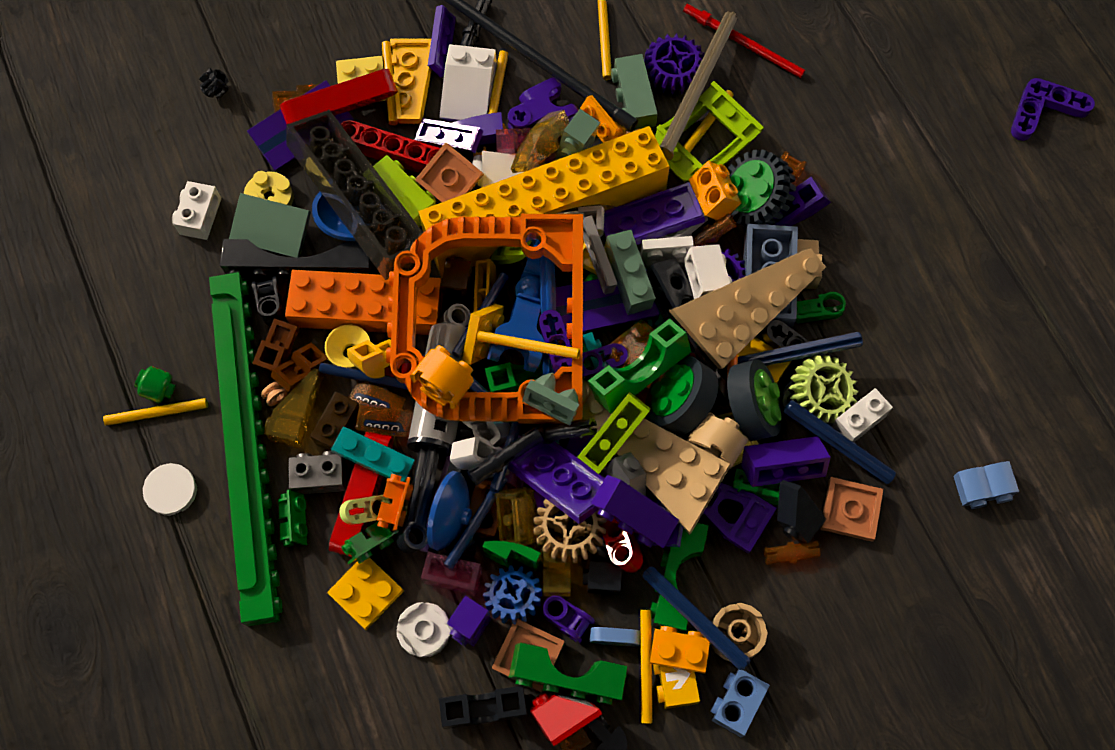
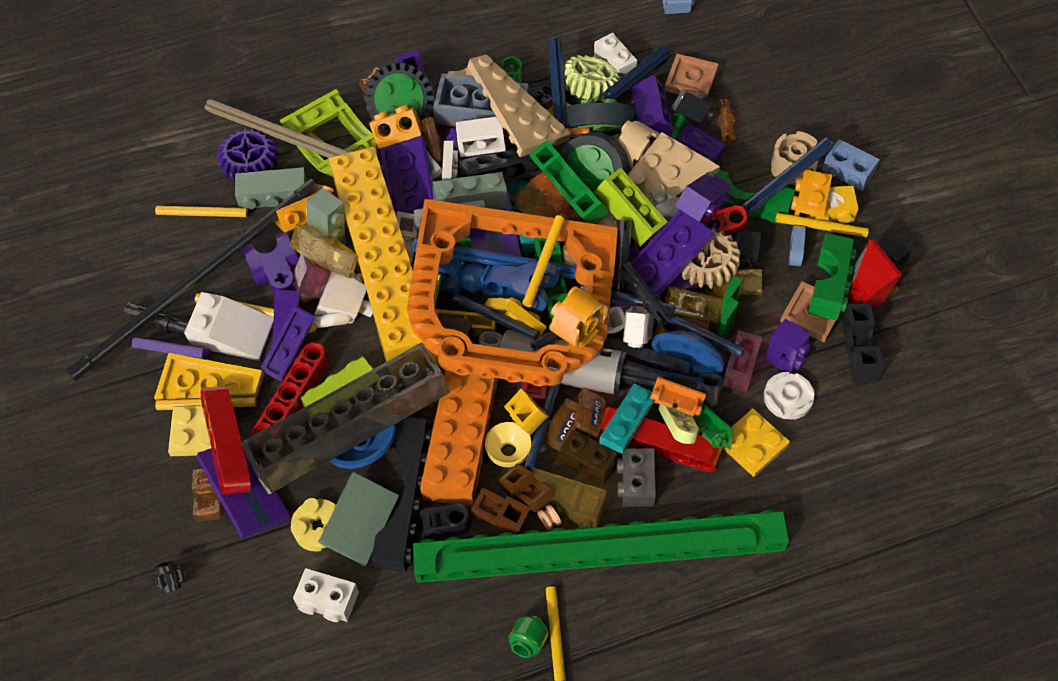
camera: 85 degrees left, 10 degrees down
(169, 489) = (643, 623): white tile -> none
(293, 506) = (692, 504): green hinge -> none
(449, 174) = (340, 338): nougat plate -> none
(503, 603) = (759, 306): blue gear -> none
(543, 397) = (606, 239): sand green tile -> none
(558, 361) = (520, 246): dark purple beam -> none
(568, 619) = (782, 278): dark purple piece -> none
(705, 19) = (203, 129): red bar -> none

